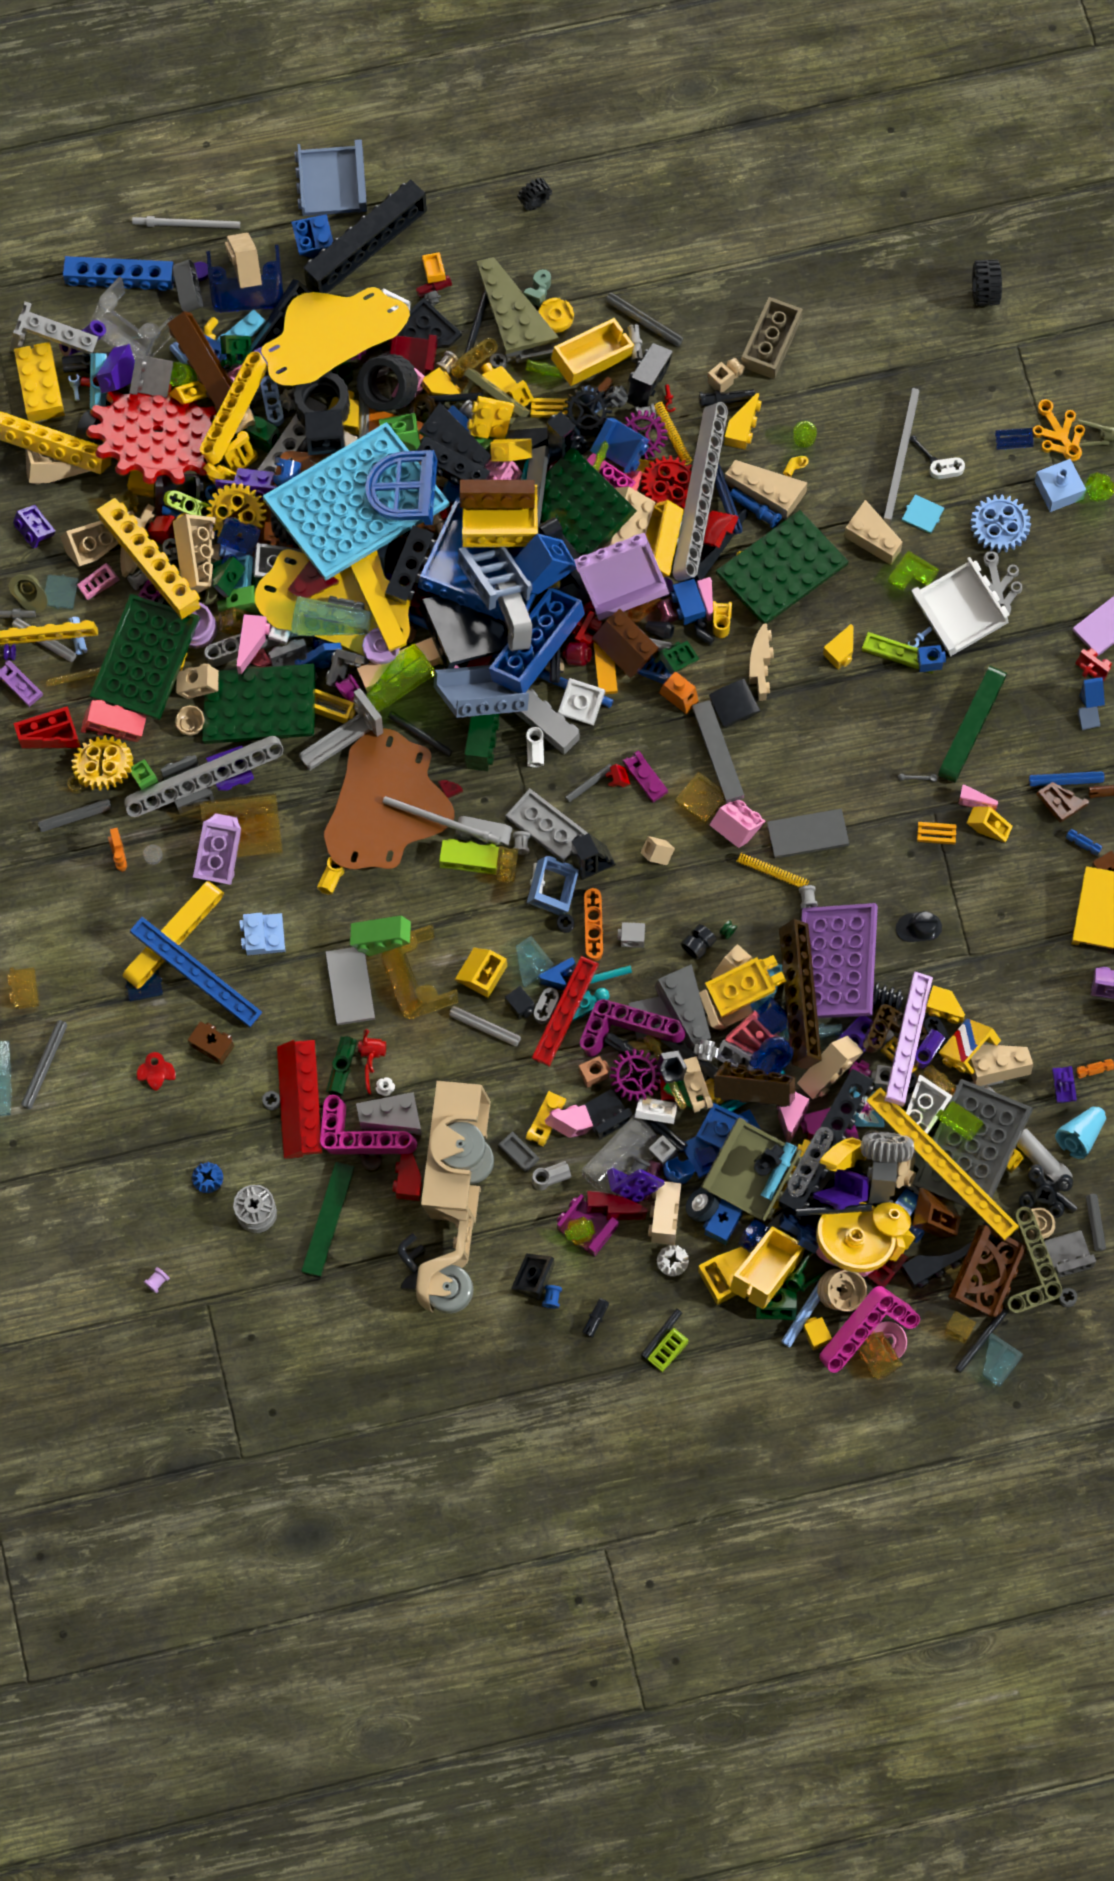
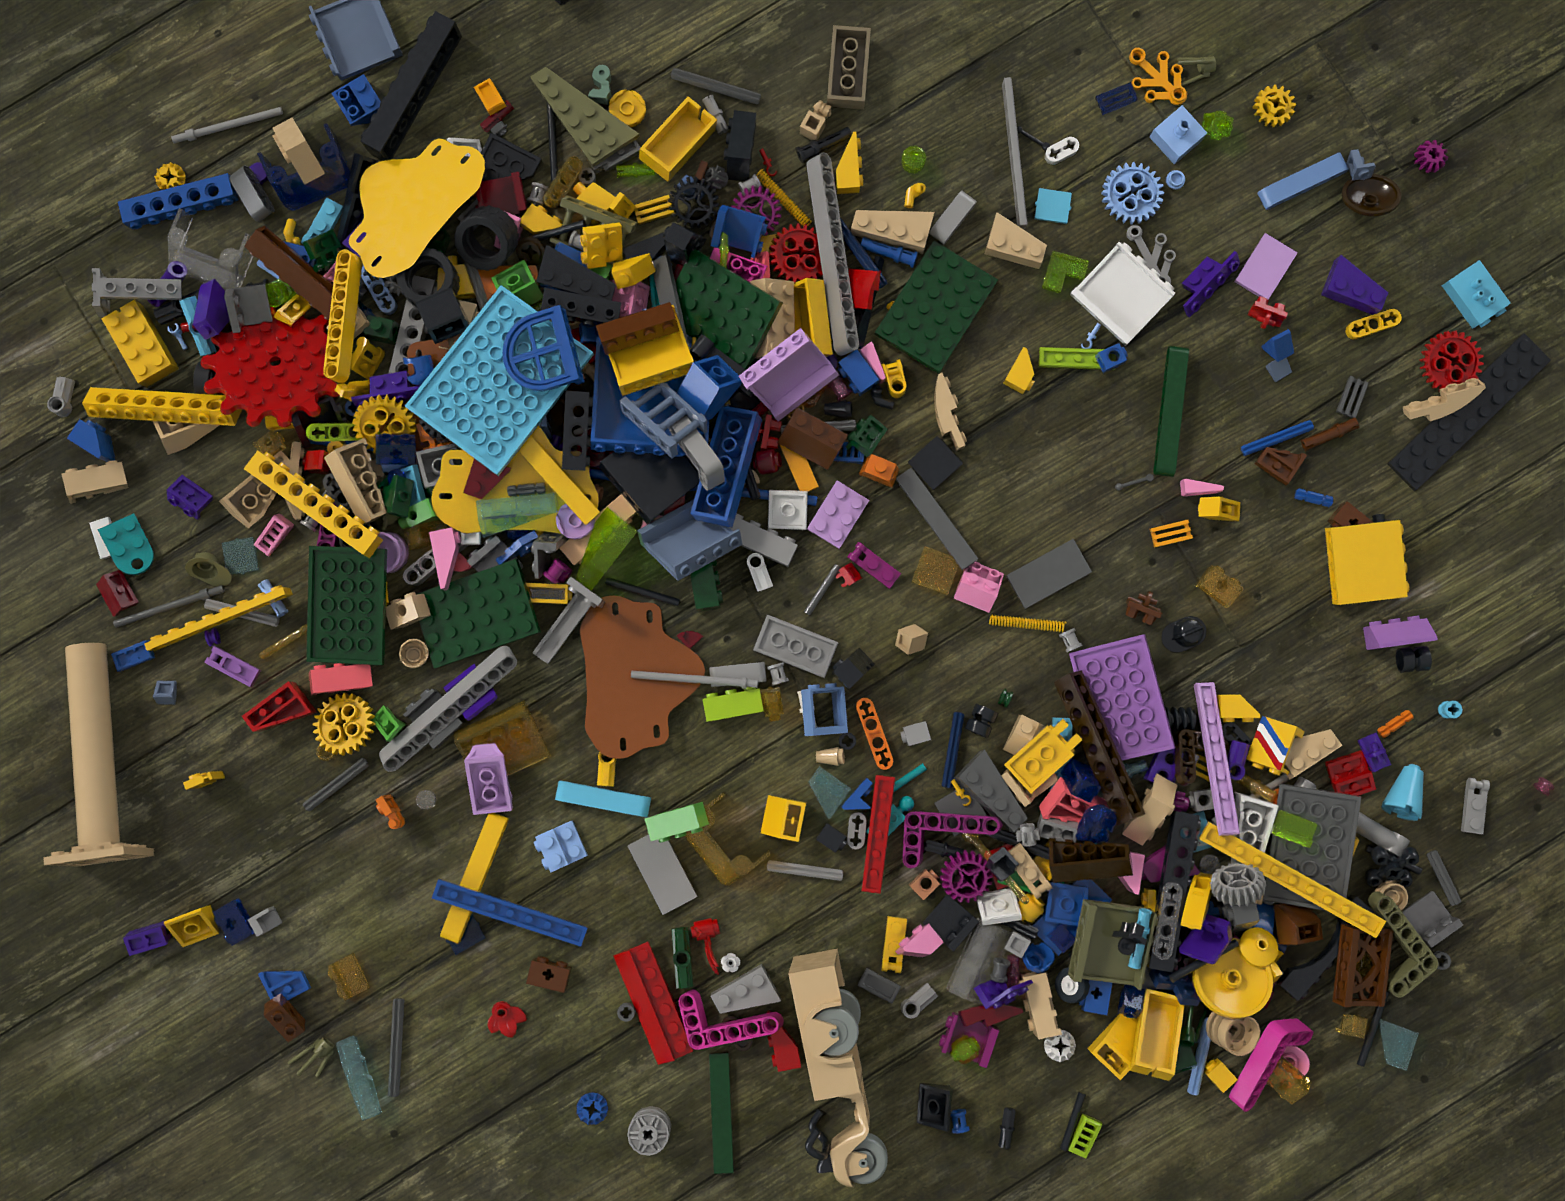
camera: 15 degrees left, 15 degrees up
(126, 249) = (175, 170): none -> yellow gear
(317, 902) = (603, 798): none -> medium azure beam
(546, 931) = (831, 756): none -> tan cone
(627, 722) = (838, 514): none -> lavender plate
(655, 999) = (960, 792): none -> yellow hand
(662, 961) = (953, 748): none -> dark blue axle
(686, 1123) = (1033, 909): none -> yellow head
(824, 495) = (952, 217): none -> light grey beam
(892, 896) = (1151, 612): none -> reddish brown hips
(966, 901) = (1209, 584): none -> clear yellow brick
(1039, 1097) = (1350, 774): none -> red slope
(1045, 524) = (1175, 179): none -> light blue plate
(1045, 620) = (1206, 280): none -> dark purple bracket

